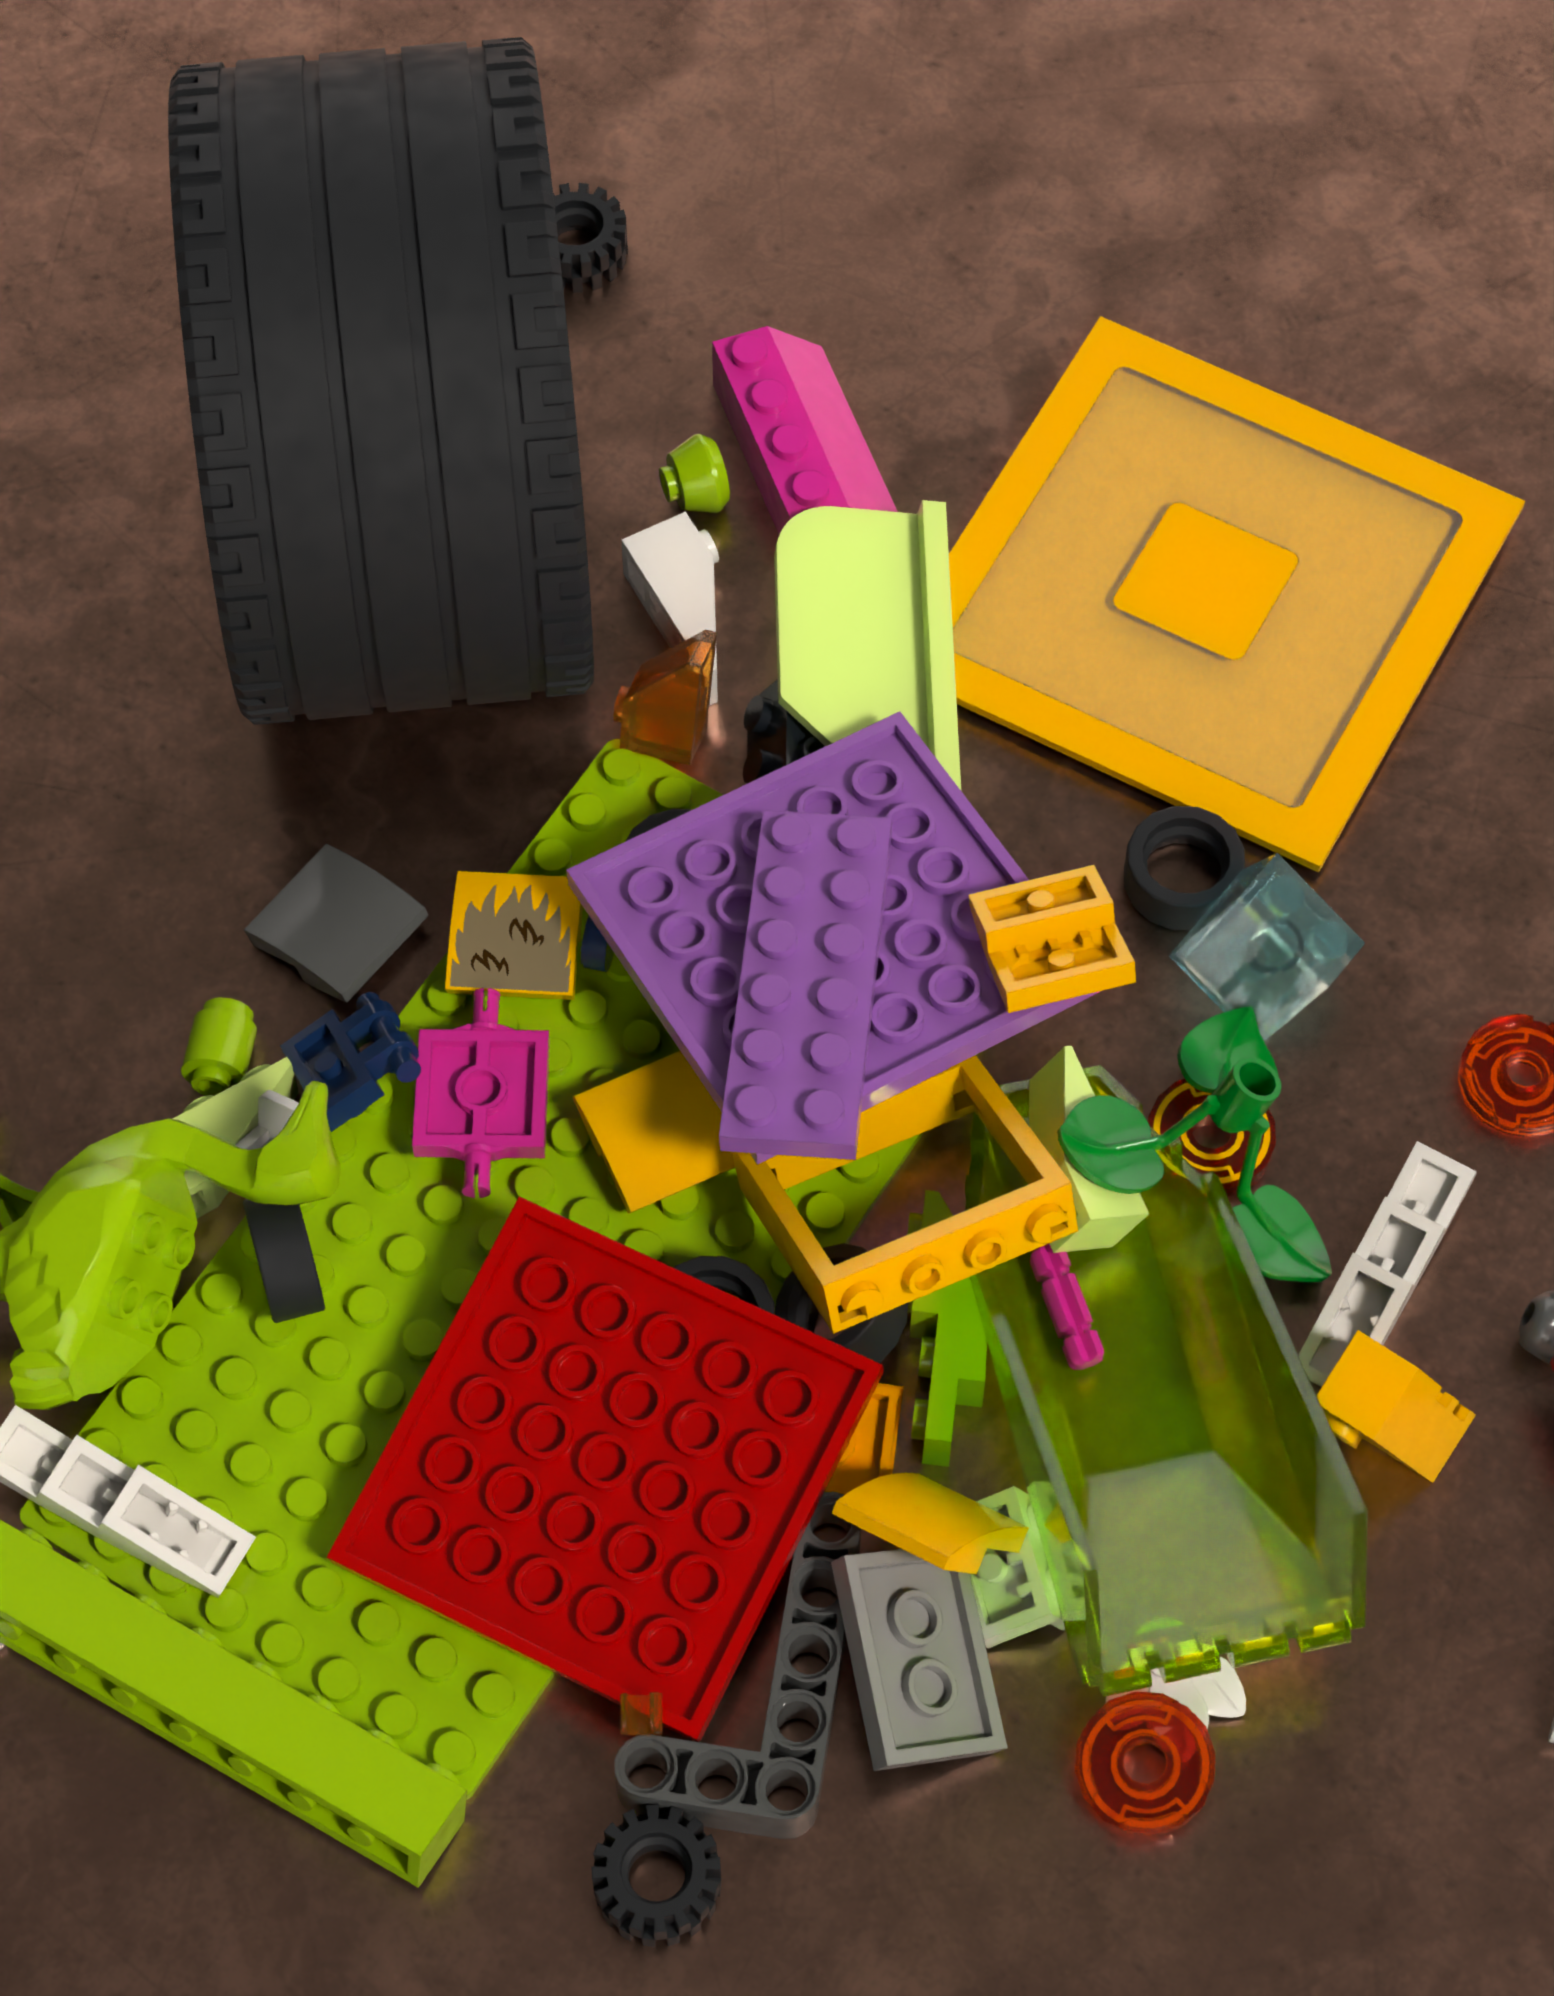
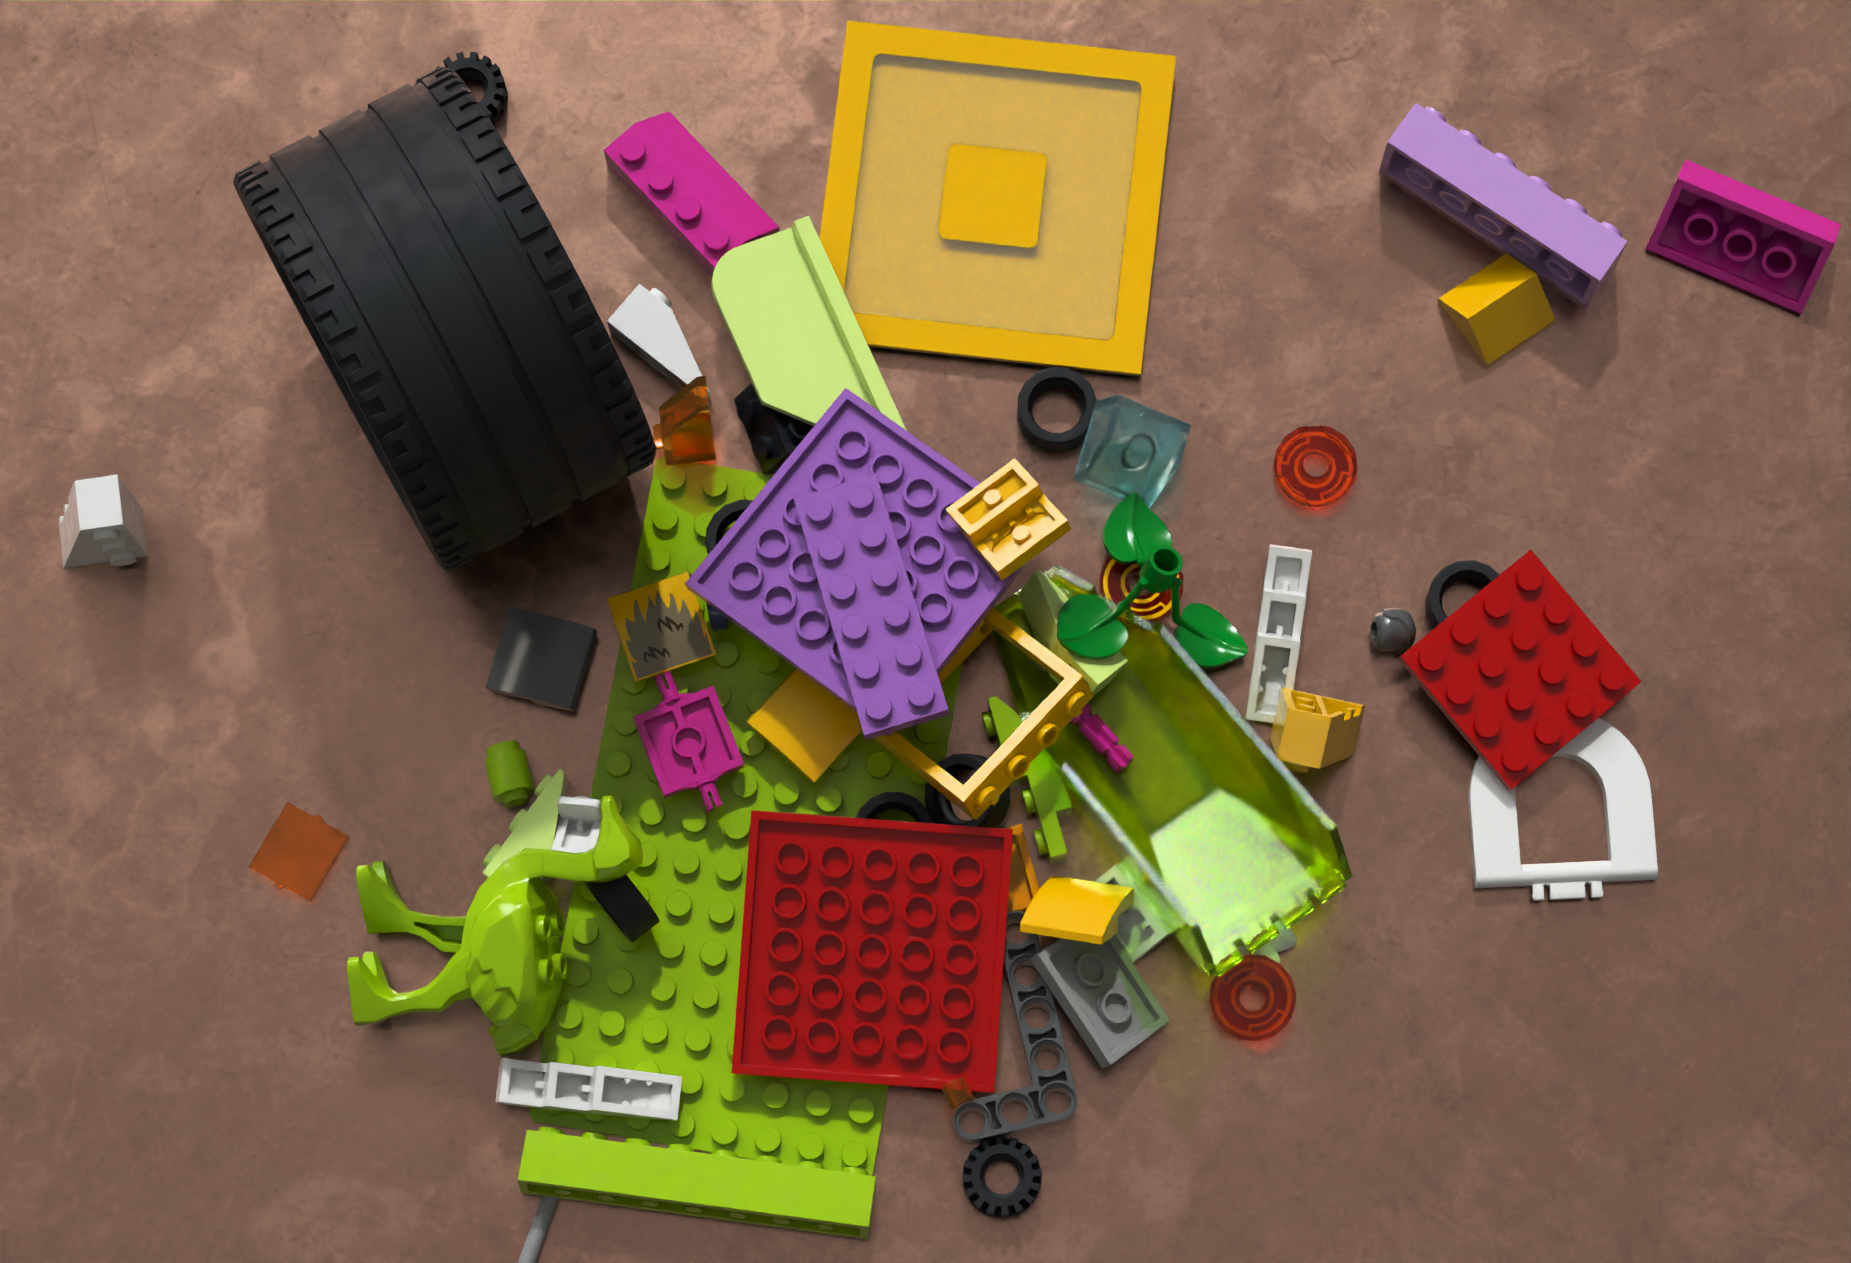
camera: 20 degrees left, 15 degrees up
(331, 1055) = (588, 761): dark blue plate -> none
(696, 476) = (630, 248): lime cone -> none

